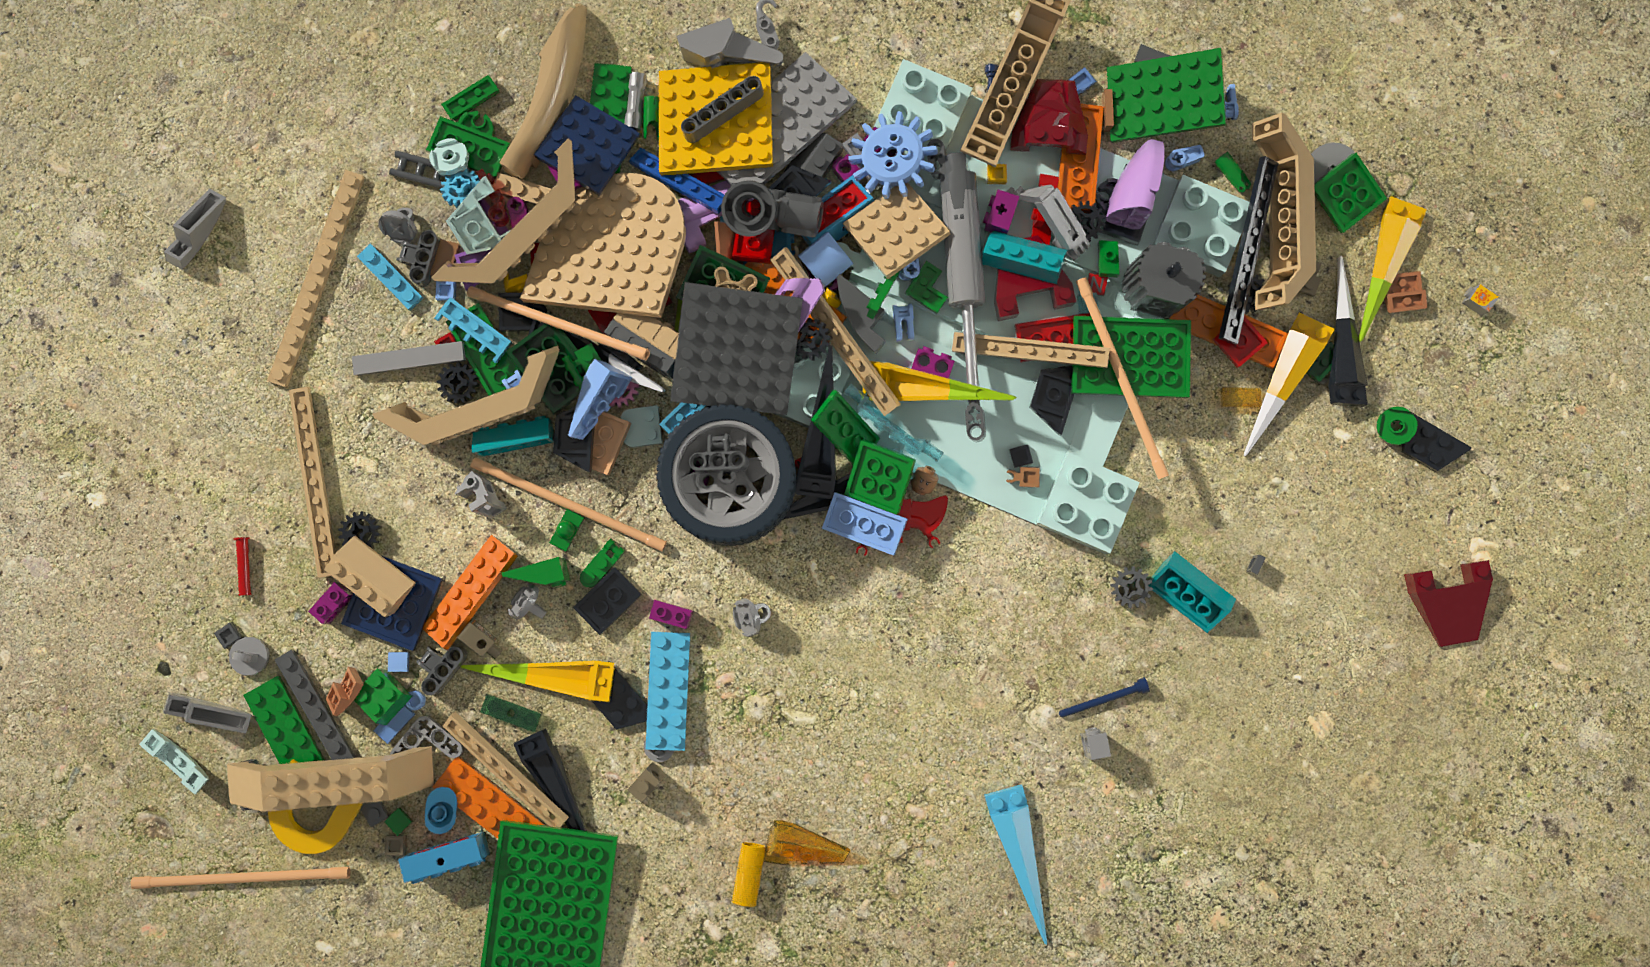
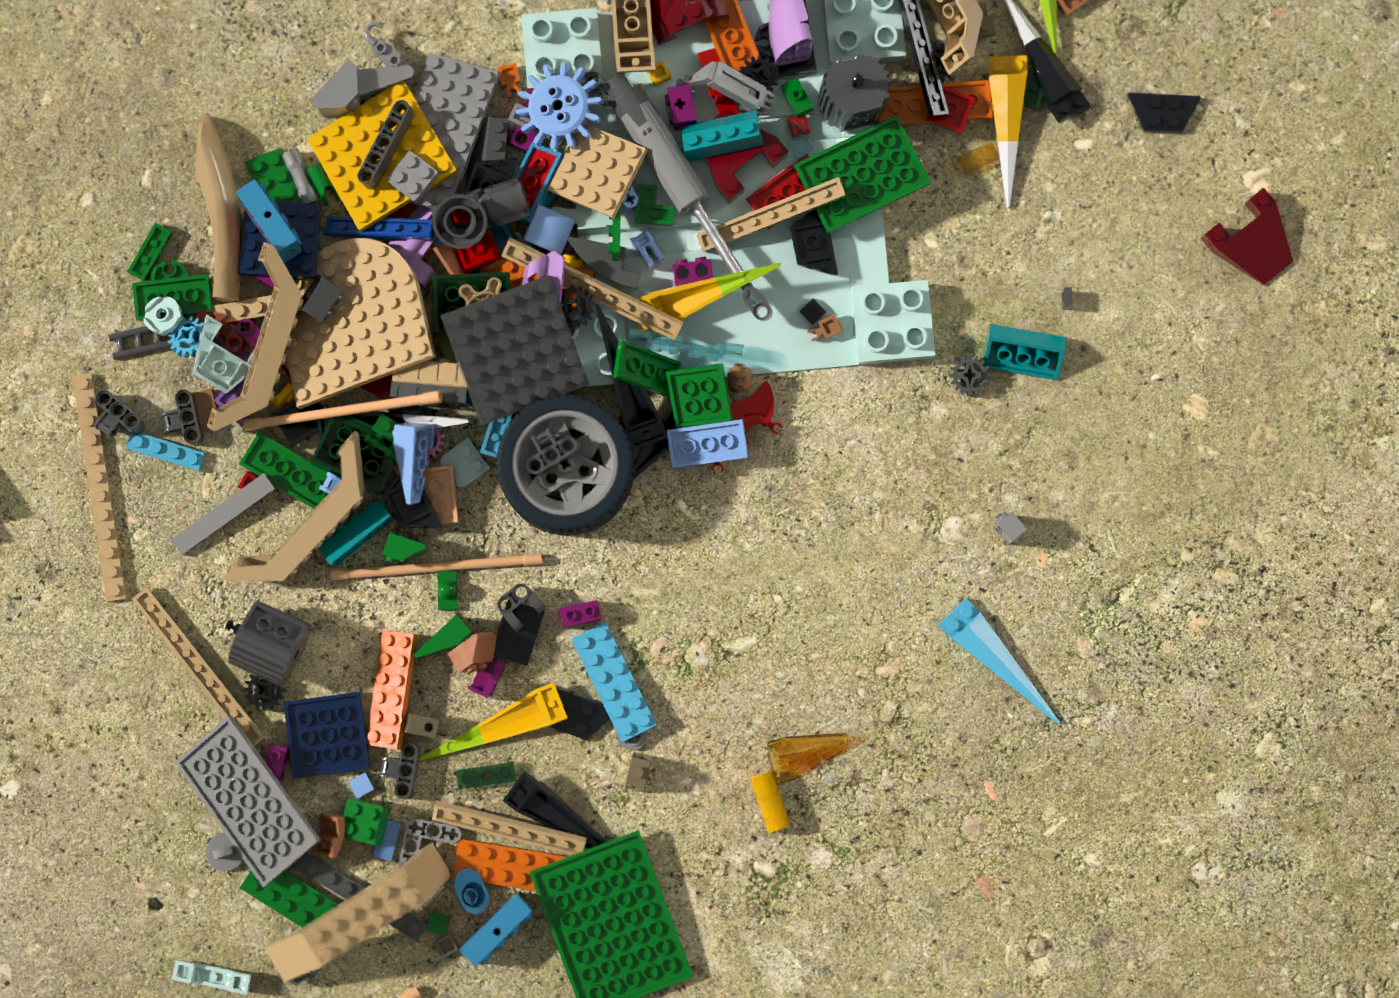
camera: 30 degrees left, 0 degrees up
(206, 713) = (216, 920): light grey slope -> none
(228, 635) = (196, 844): dark grey tile -> none
(243, 566) = (176, 775): red pin -> none
(288, 623) = (247, 801): none -> light grey plate
(309, 841) = (372, 981): yellow piece -> none
(357, 224) = (114, 421): none -> dark grey piece
(370, 576) = (297, 721): tan slope -> none
(381, 493) = (268, 643): none -> dark grey piece
(398, 225) = (149, 400): light grey tile -> none
(417, 701) = (397, 811): light blue tile -> none
(445, 290) = (222, 437): light blue tile -> none
(460, 388) = (271, 516): black gear -> none
(474, 328) = (269, 455): medium azure hinge -> none
(486, 500) = (364, 602): light grey tile -> none
(525, 601) = (445, 673): light grey tile -> none
(544, 472) = (402, 549): none -> green slope
(557, 599) = (474, 653): none -> nougat slope
(558, 626) = (487, 680): none -> magenta panel
(584, 121) = (269, 220): none -> dark azure brick
(592, 213) = (320, 298): none -> dark grey slope
(601, 564) = (491, 615): green plate -> none
(619, 573) = (516, 602): none -> dark grey piece
(730, 149) = (412, 177): none -> light grey plate
(747, 616) = (649, 580): light grey tile -> none
(863, 110) = (509, 77): none -> orange plate
(1140, 686) = (1022, 458): dark blue piece -> none
(1157, 462) = (936, 257): light nougat piece -> none
(1405, 419) = (1131, 102): green plate -> none

